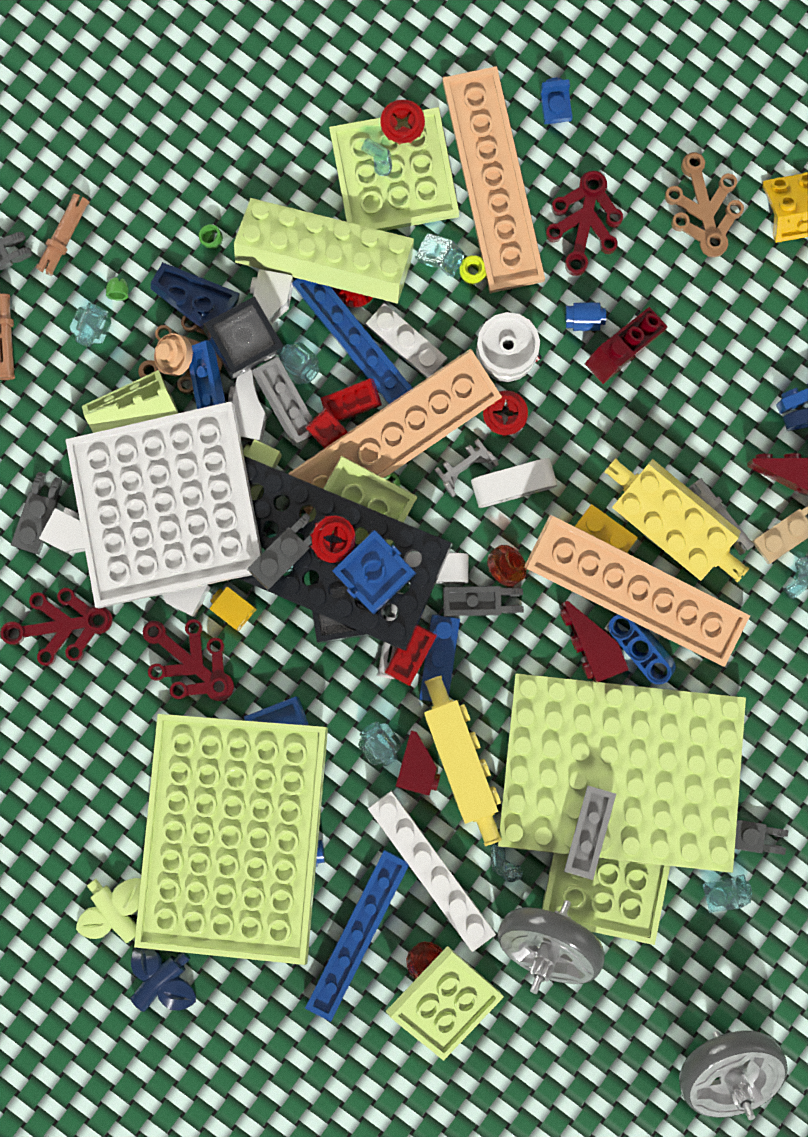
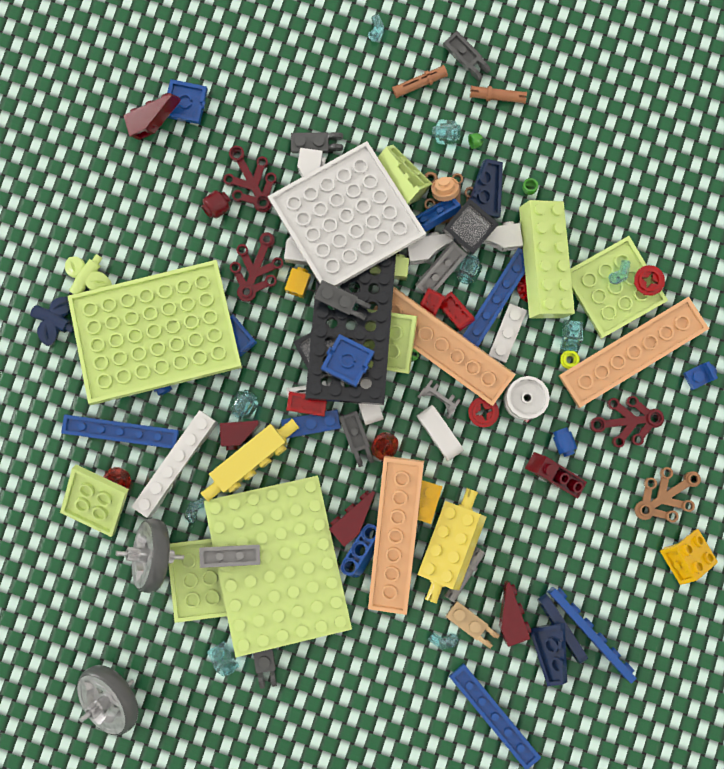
camera: 70 degrees right, 0 degrees up
(76, 687) = (215, 204): none -> dark red head
(338, 550) = (354, 333): red gear -> none

